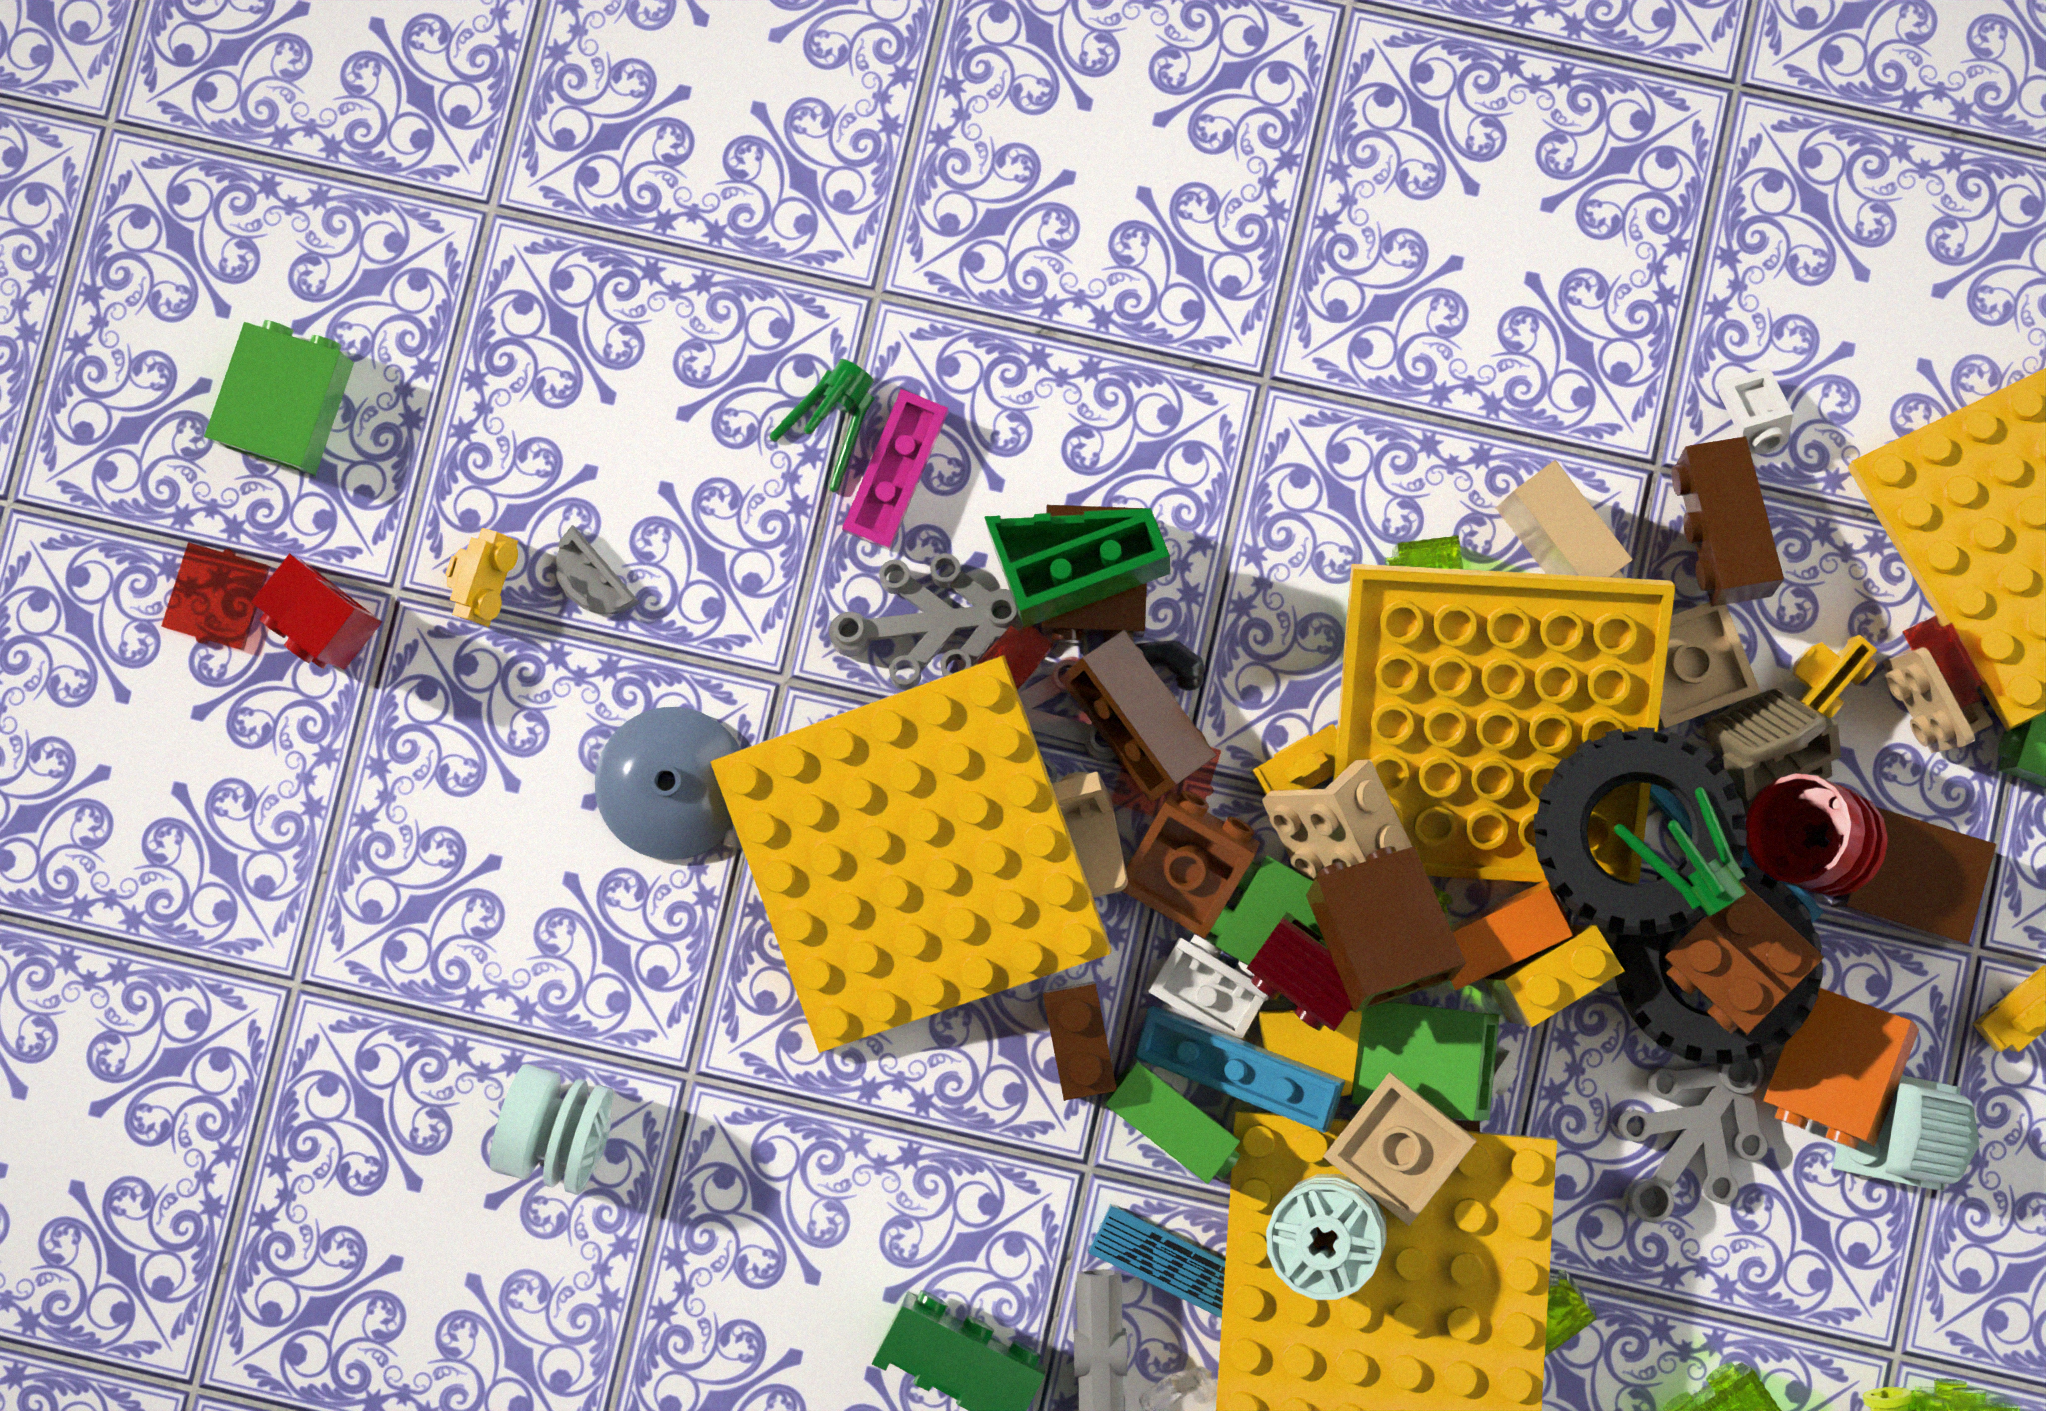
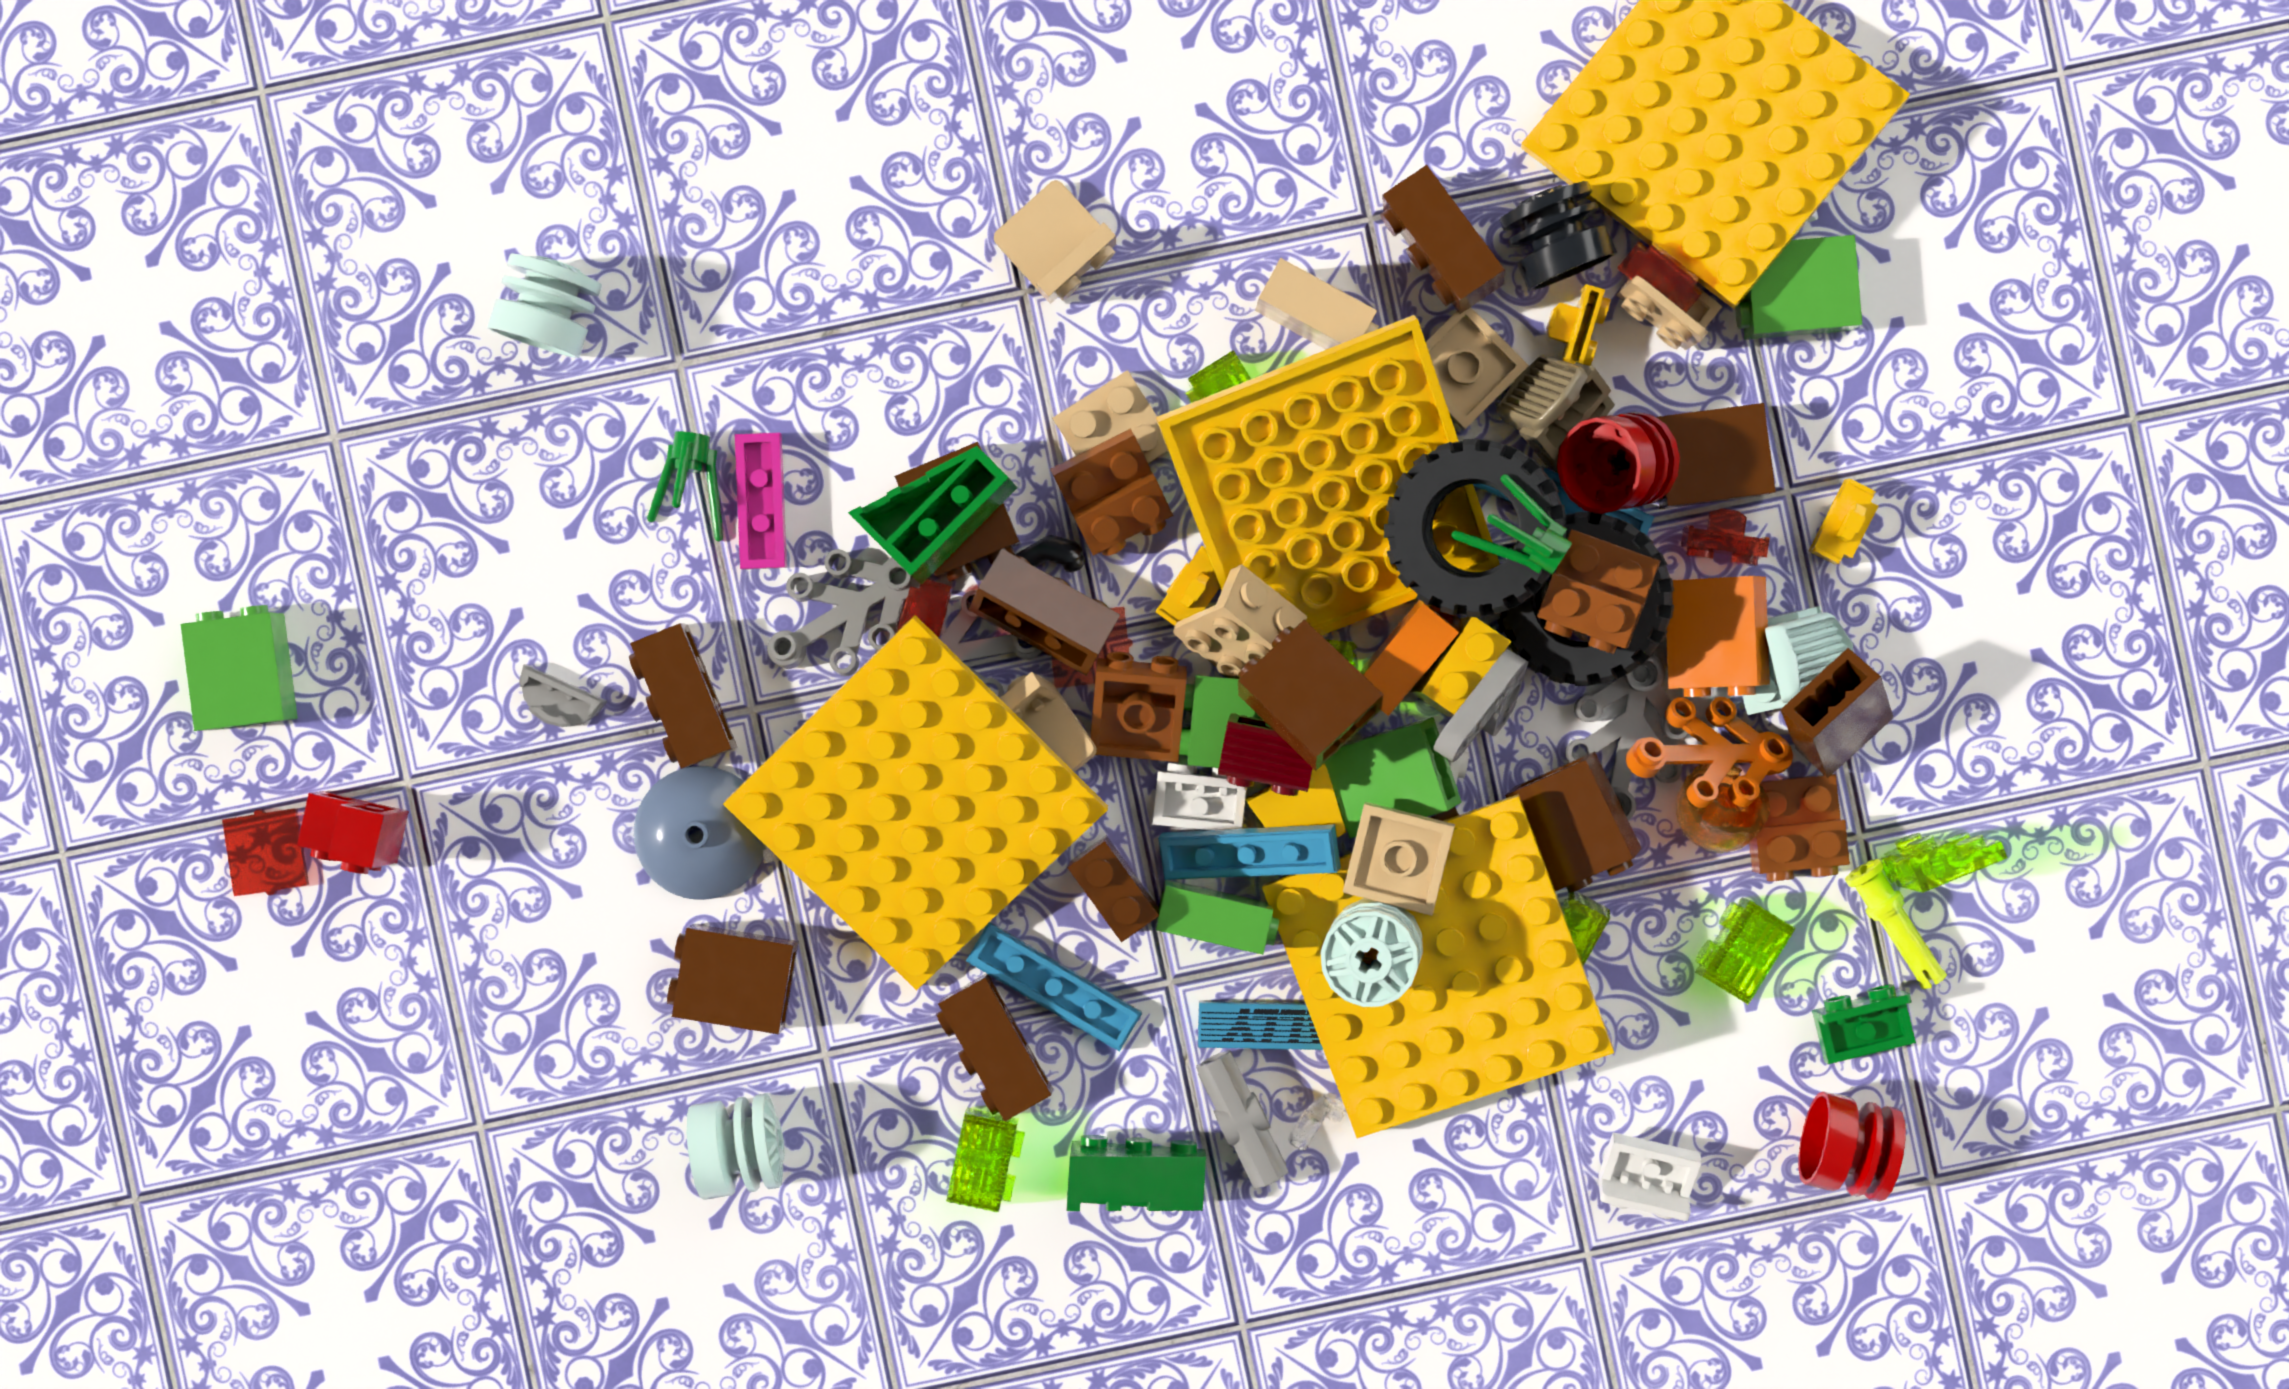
camera: 35 degrees left, 5 degrees up
(480, 574) = (469, 739): yellow piece -> none
(633, 950) = (733, 978): none -> reddish brown brick
(719, 631) = (681, 696): none -> reddish brown brick
(777, 161) = (544, 305): none -> light aqua wheel
(805, 1268) = (983, 1160): none -> clear neon green brick
(872, 1152) = (994, 1048): none -> reddish brown brick
(965, 1116) = (1054, 986): none -> dark azure tile
(1264, 626) = (1112, 493): none -> dark orange plate
(1292, 565) = (1110, 412): none -> tan plate
(1321, 343) = (1055, 241): none -> tan bracket
(1565, 1028) = (1485, 707): none -> light grey beam
(1604, 1200) = (1578, 823): none -> reddish brown brick
(1758, 410) = (1428, 137): white bracket -> none
(1764, 1255) = (1722, 824): none -> clear orange cylinder
(1833, 1313) = (1801, 829): none -> dark orange plate
(1834, 1215) = (1764, 751): none -> orange plant
(1852, 570) = (1557, 235): none -> black wheel
(1892, 968) = (1725, 536): none -> clear red piece
(1937, 1210) = (1837, 712): none -> reddish brown brick

